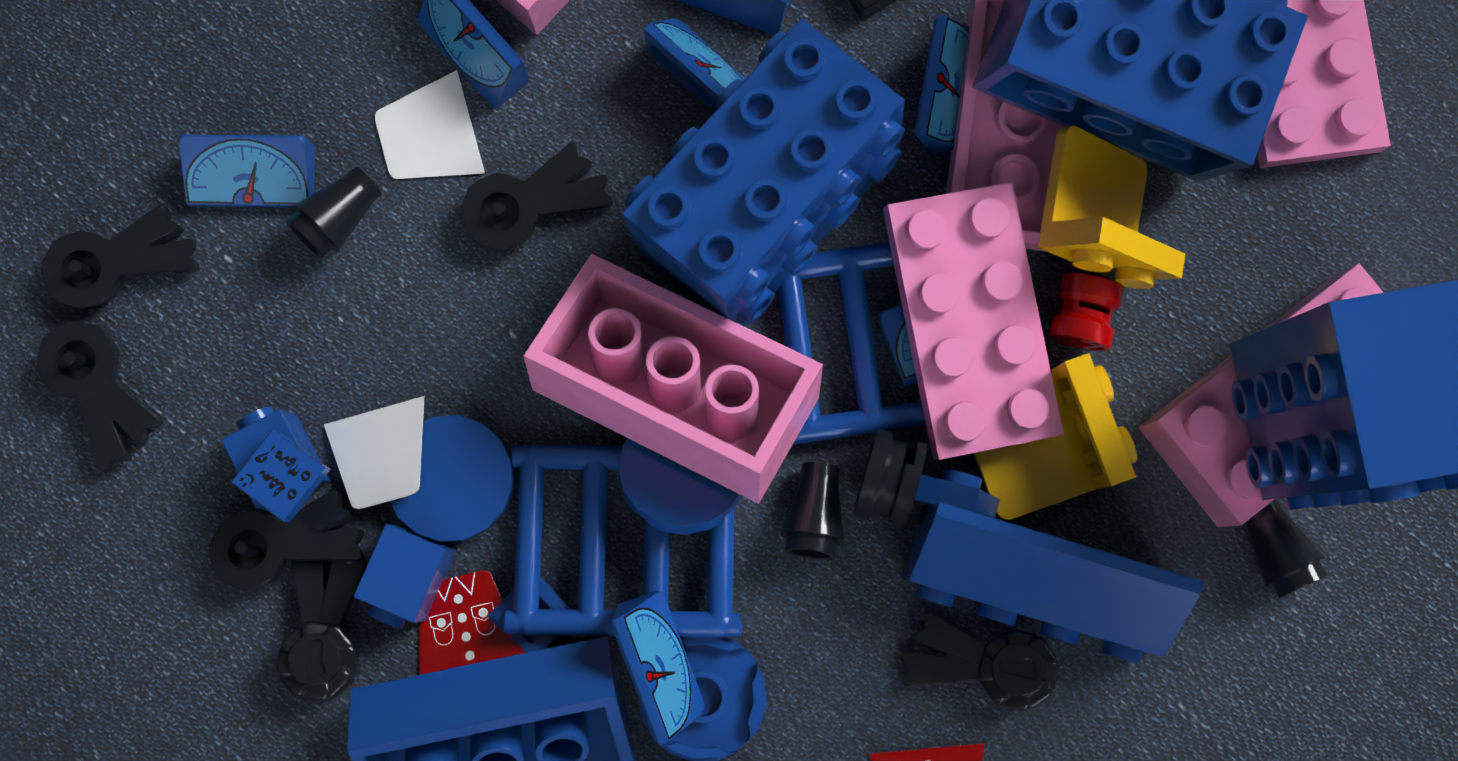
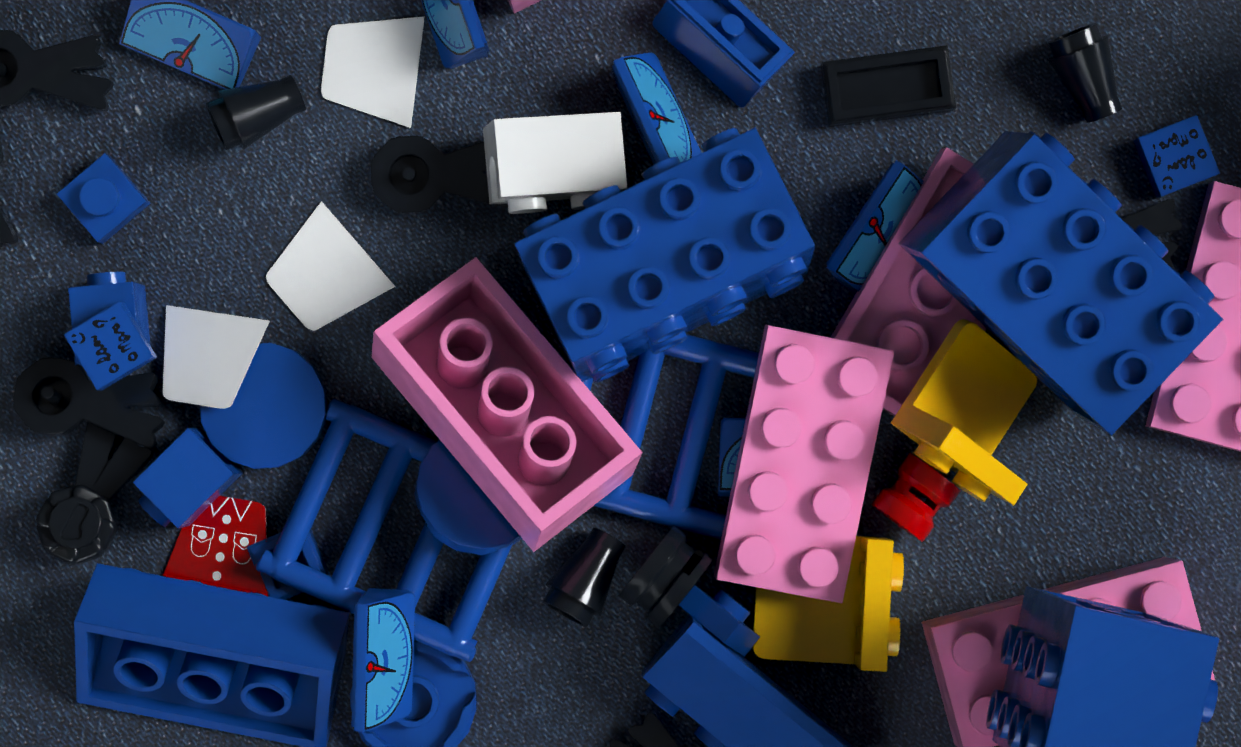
camera: 20 degrees right, 5 degrees up
(226, 350) = (103, 198): none -> blue plate
(459, 334) = (325, 272): none -> white sticker
(621, 139) = (553, 159): none -> white brick

